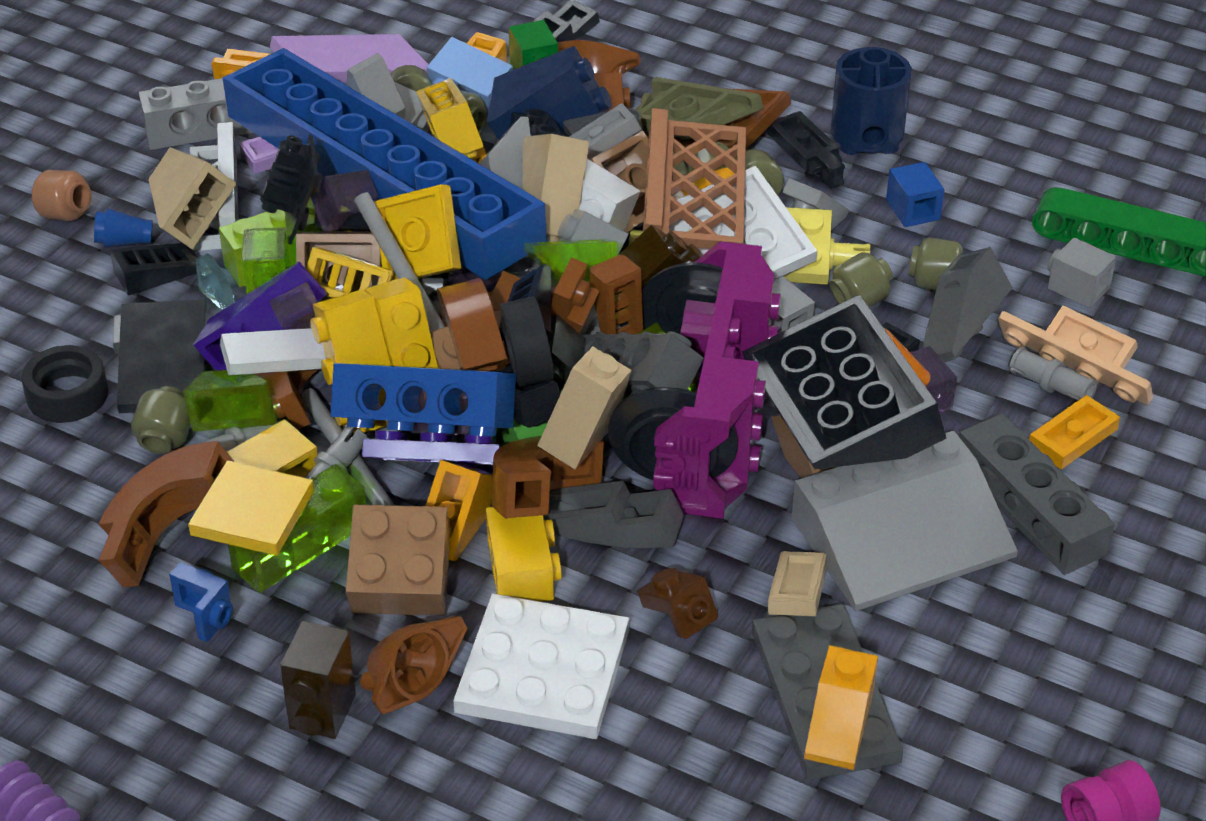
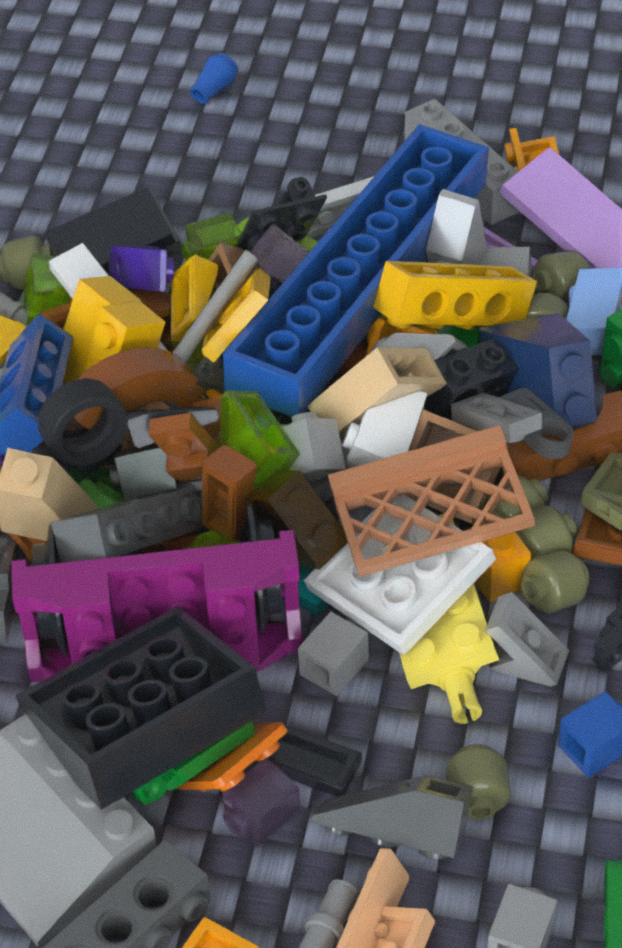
camera: 75 degrees right, 5 degrees up
(61, 195) = (293, 110): nougat head -> none
(68, 404) = (54, 178): black tyre -> none
(120, 229) = (267, 158): blue cone -> none
(152, 265) = (218, 179): black slope -> none
(187, 195) = (323, 171): tan slope -> none
(295, 307) = (133, 275): clear purple panel -> none
(862, 276) = (411, 713): olive head -> none

